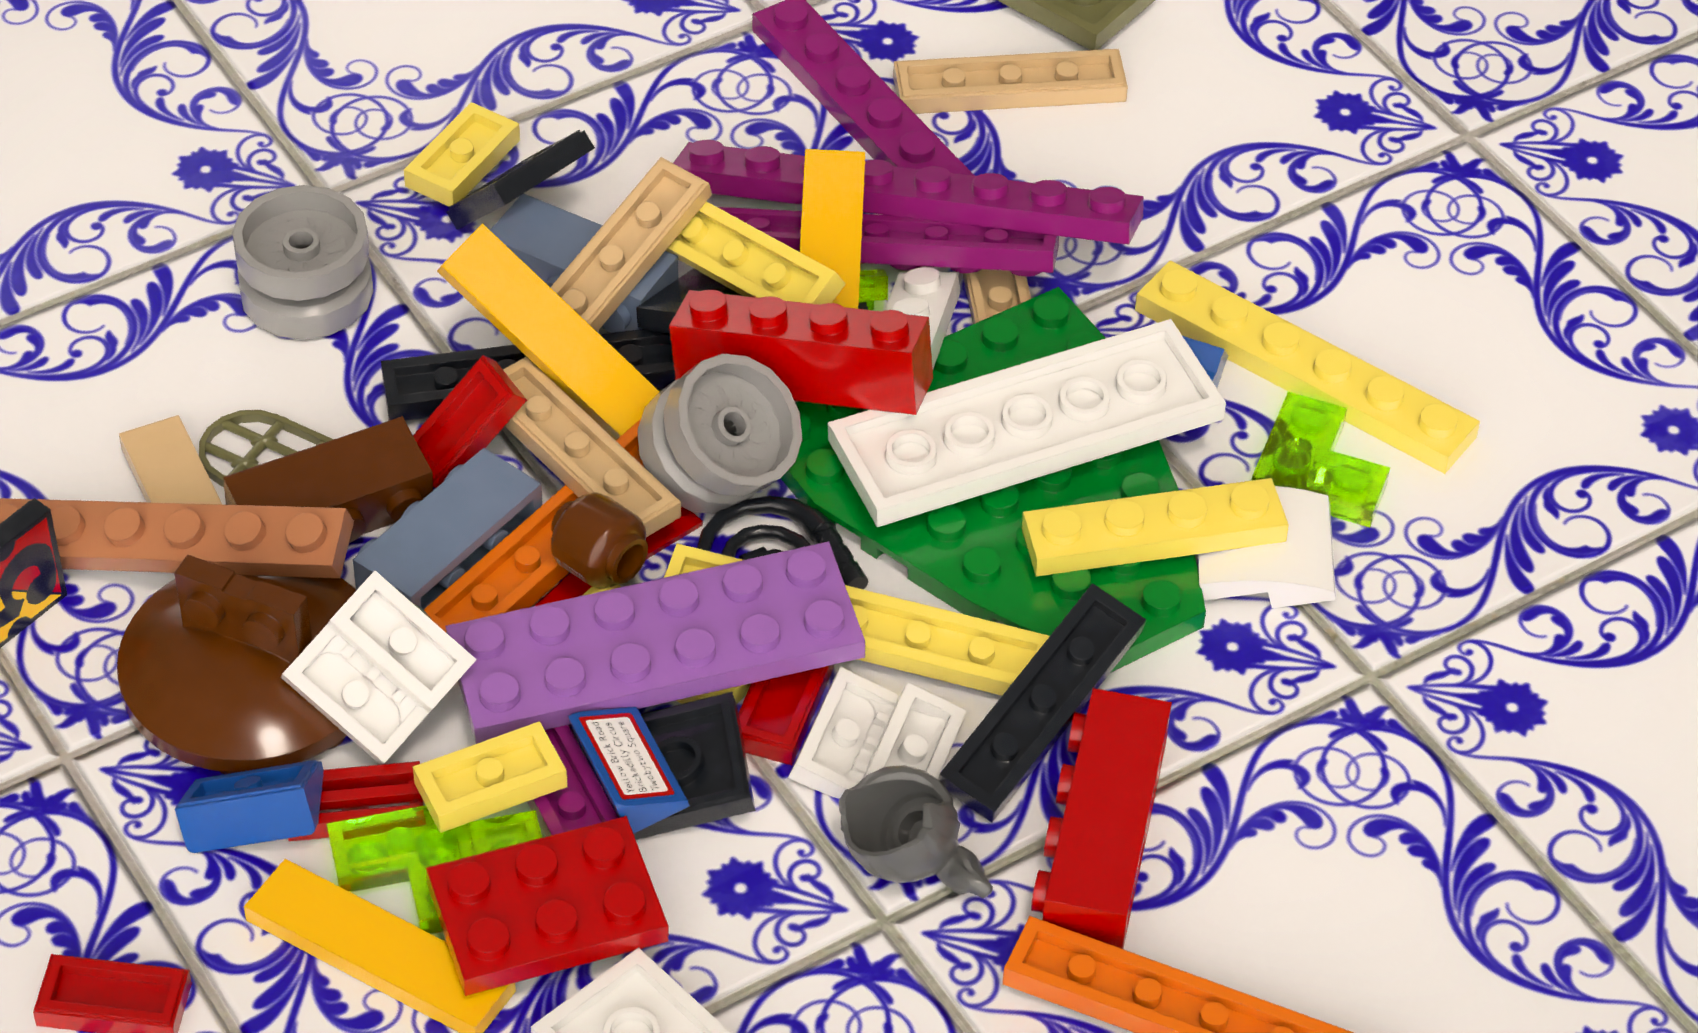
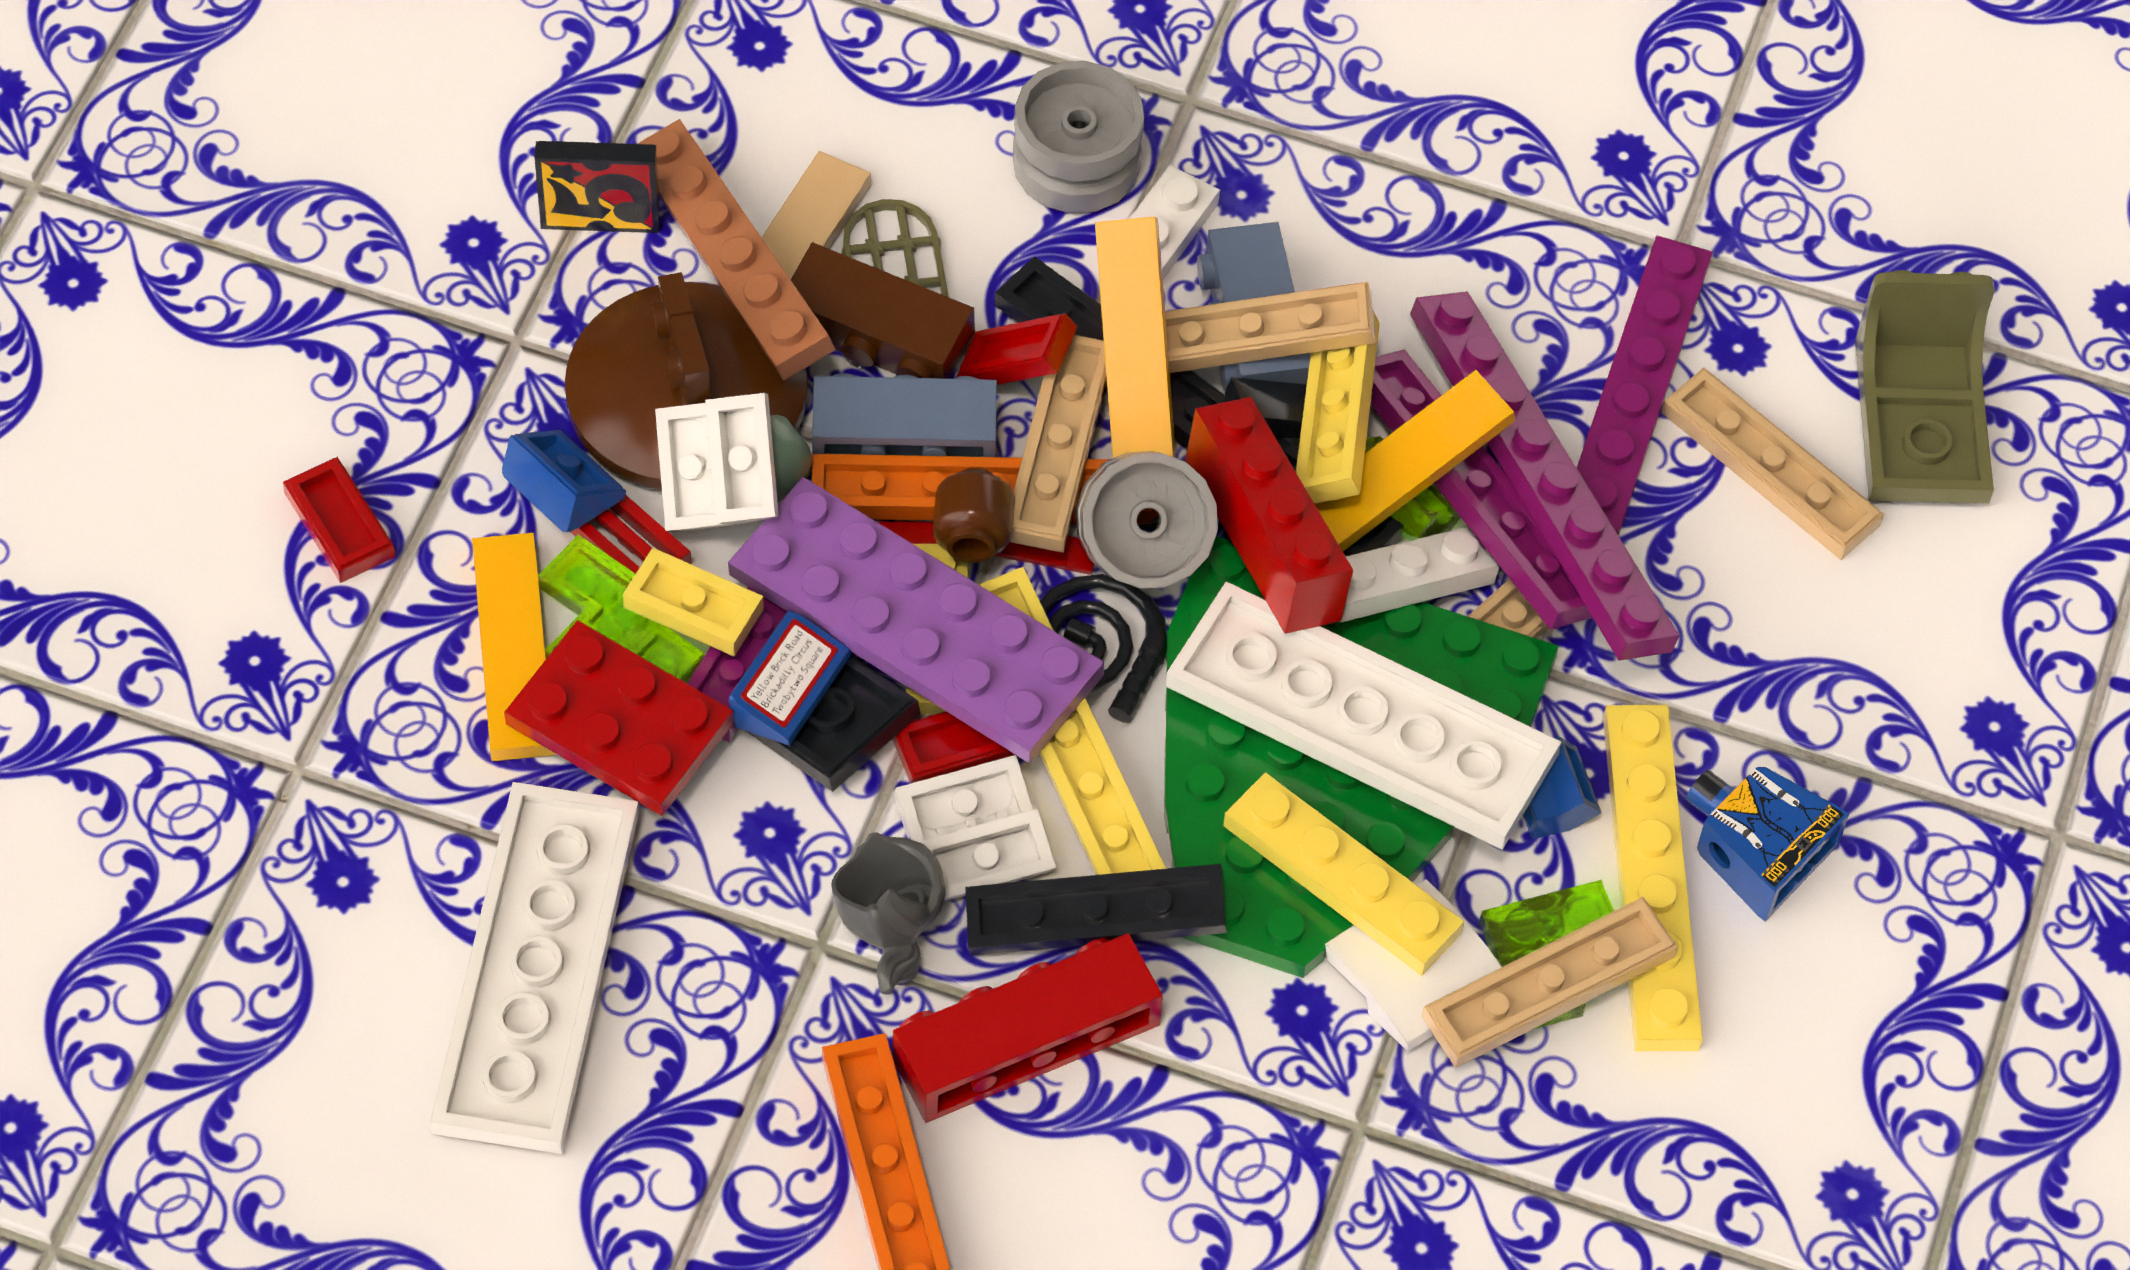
camera: 50 degrees right, 10 degrees up
(414, 259) = (1181, 209): none -> white plate
(462, 155) = (1303, 155): light yellow plate -> none
(519, 179) = (1295, 209): black tile -> none
(1337, 277) = (1764, 834): none -> blue torso
(1363, 470) = (1549, 982): none -> tan tile

